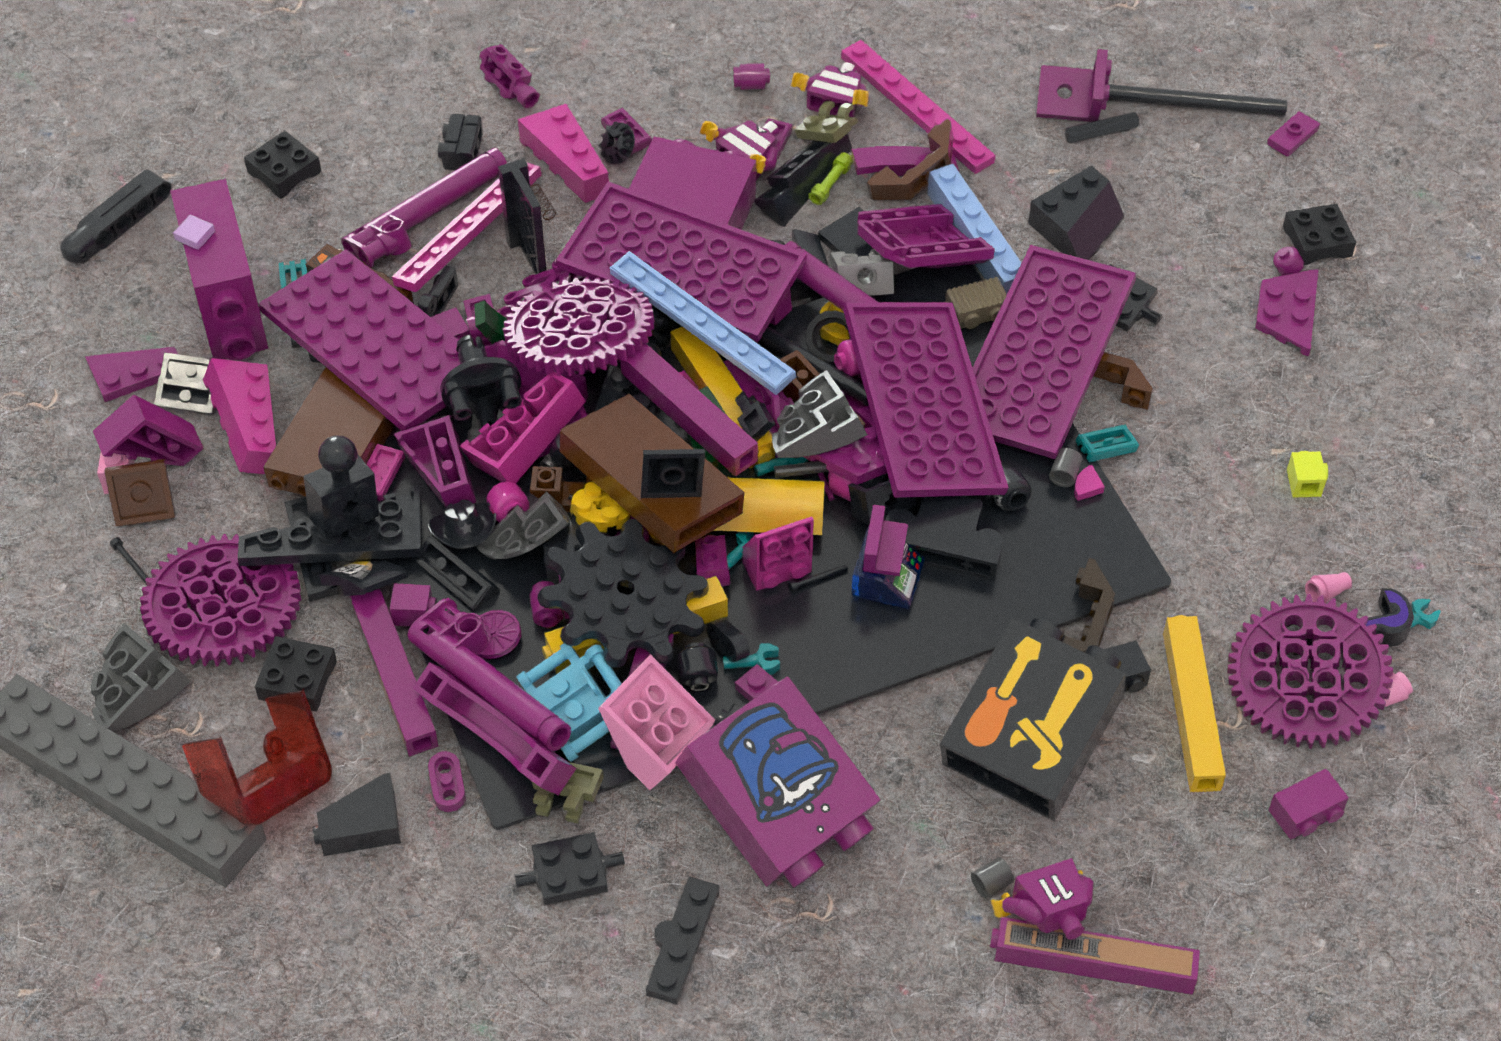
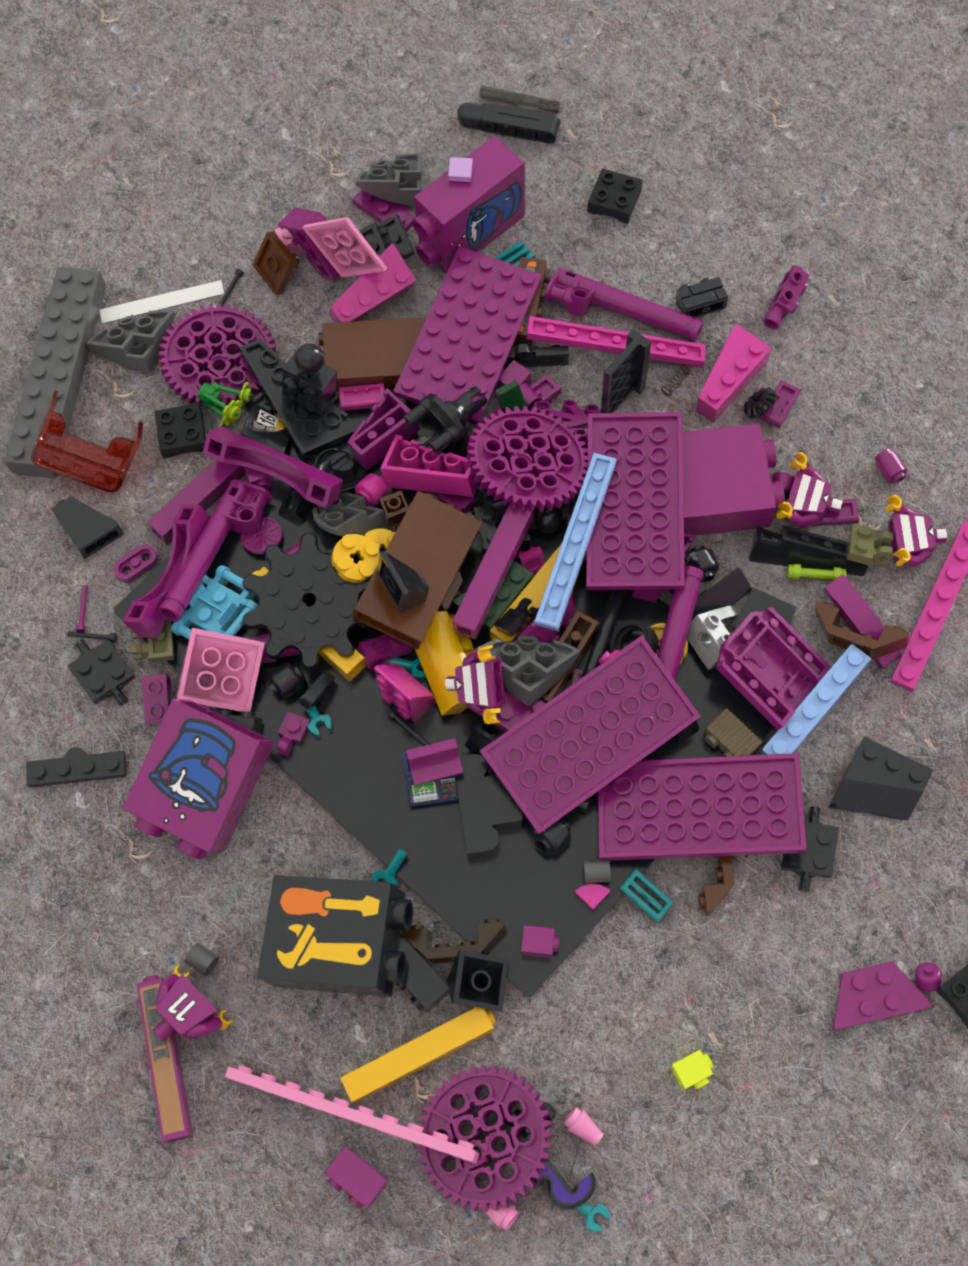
camera: 70 degrees right, 15 degrees up
(91, 199) = (519, 99): none -> clear smoke axle
(95, 637) = (161, 301): none -> white sticker
(114, 338) = (394, 180): none -> dark grey brick
(197, 389) = (344, 247): none -> bright pink slope
(279, 612) = (211, 396): none -> plant
(395, 588) = (309, 481): none -> magenta arch
(495, 873) = (81, 628): none -> magenta piece
(528, 842) = (112, 637): none -> black piece
(618, 515) = (344, 564): none -> yellow plate
(636, 813) = (156, 697): none -> magenta plate
(822, 458) = (479, 683): none -> torso
(974, 651) = (388, 874): none -> teal bar
(1120, 545) = (539, 942): none -> magenta brick
(1140, 609) = (478, 981): none -> black slope
(1231, 787) = (362, 1116): none -> bright pink plate

